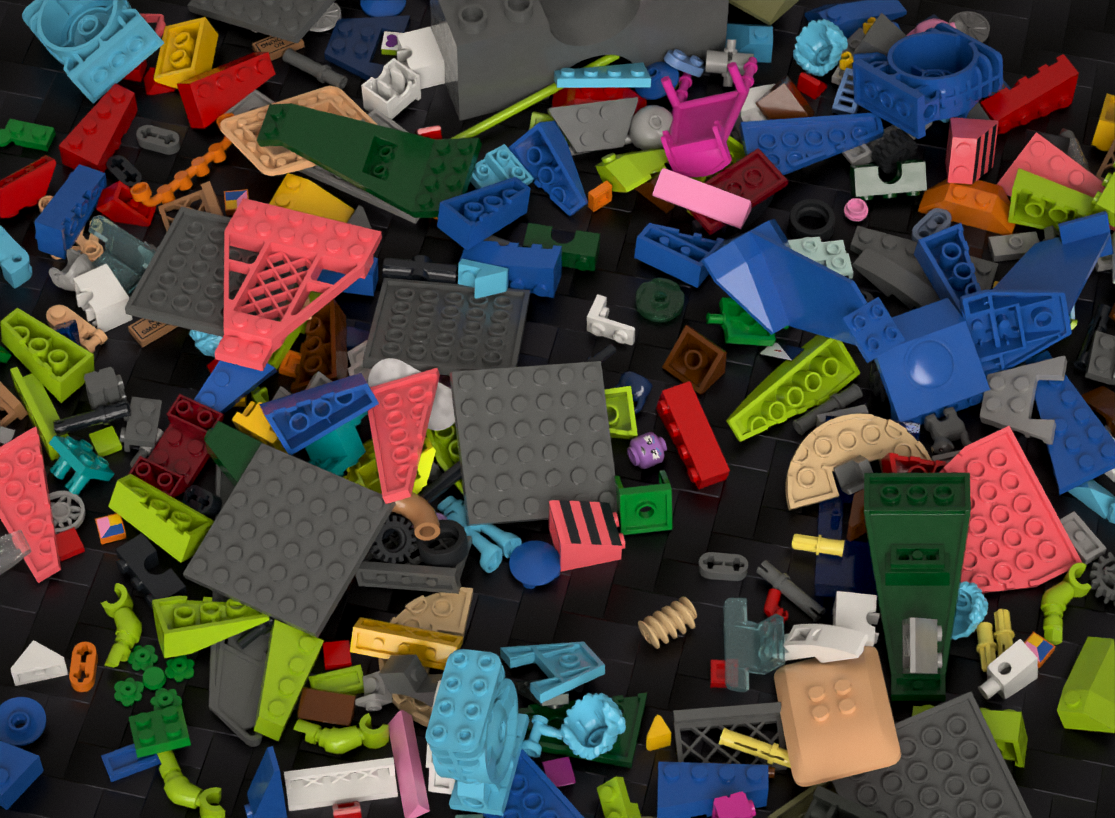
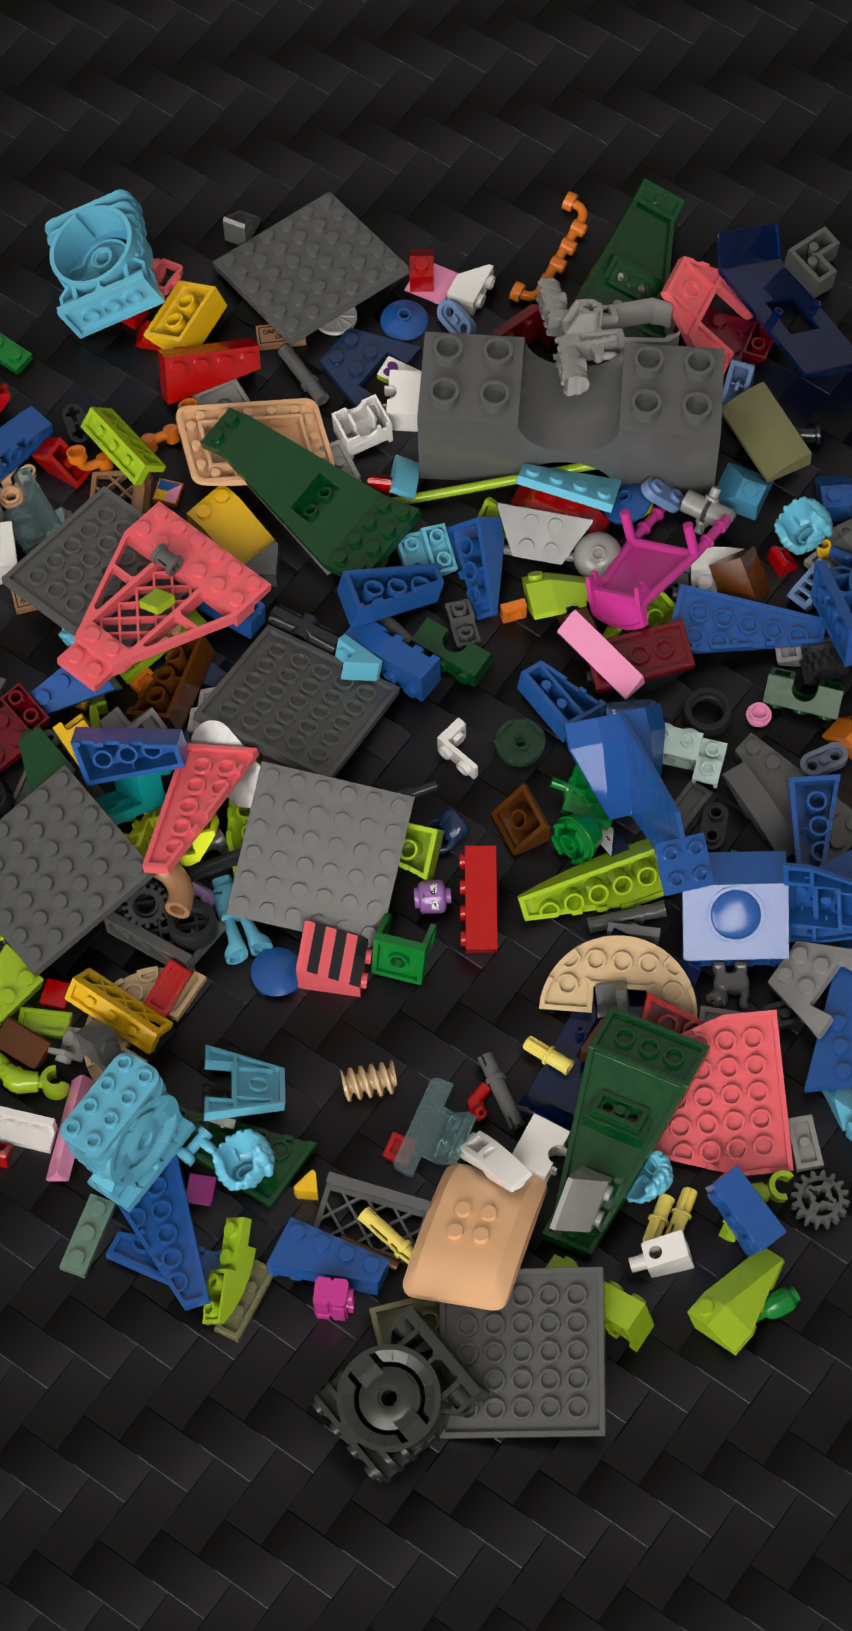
camera: 25 degrees right, 10 degrees up
(100, 130) = (70, 374): red wedge -> none
(157, 140) = (127, 396): dark grey beam -> none
(177, 171) = (121, 444): none -> lime fence
(278, 238) = (167, 559): none -> dark grey bush
(285, 276) = (157, 601): none -> lime tile
(446, 606) = (168, 987): none -> red tile
(449, 121) = (404, 477): none -> medium azure slope
(558, 217) = (462, 623): none -> dark grey slope
(723, 566) = (452, 1036): dark grey beam -> none
(752, 356) = (577, 837): none -> green cone
(1040, 647) = (706, 1240): tile -> none
(1066, 606) = (744, 1211): none -> blue wedge

